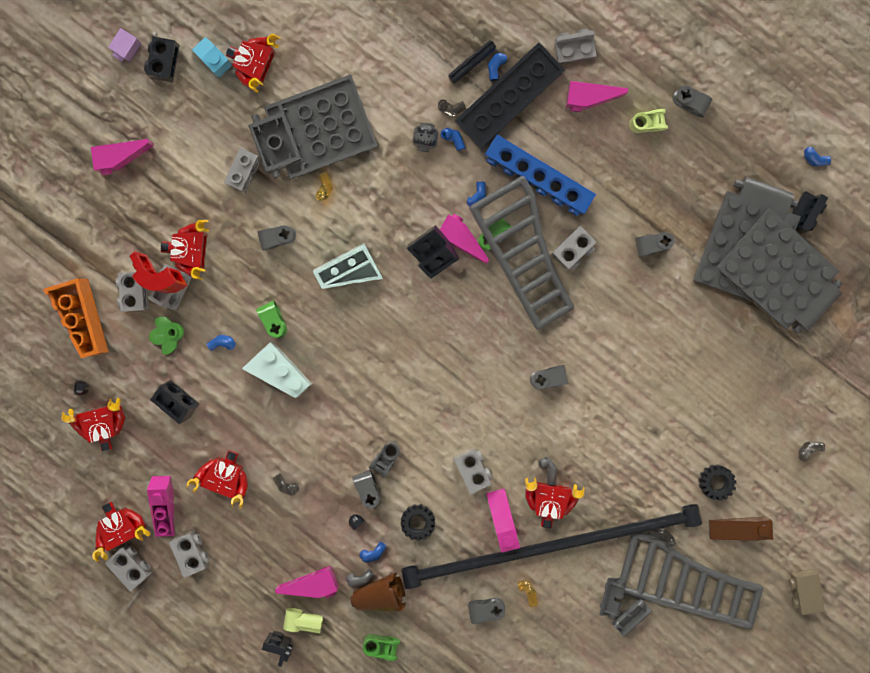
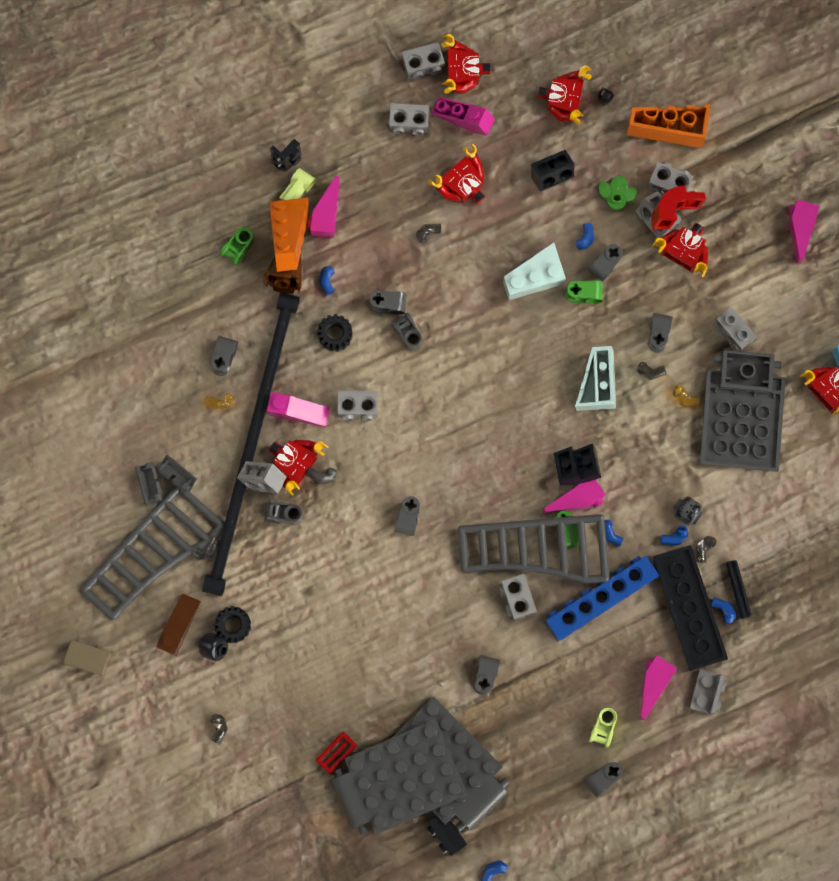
camera: 110 degrees right, 10 degrees down
(239, 314) = (604, 263): none -> dark grey piece
(317, 228) = (650, 373): none -> clear smoke arm
(346, 612) = (288, 228): none -> orange wedge
(355, 521) = (363, 277): black hinge -> none
(355, 582) = (307, 254): dark grey arm -> none
(581, 522) = (262, 477): none -> light grey brick
(599, 490) = (282, 513): none -> dark grey piece
(746, 489) = (213, 647): none -> black head
(765, 334) = (330, 747): none -> red tile

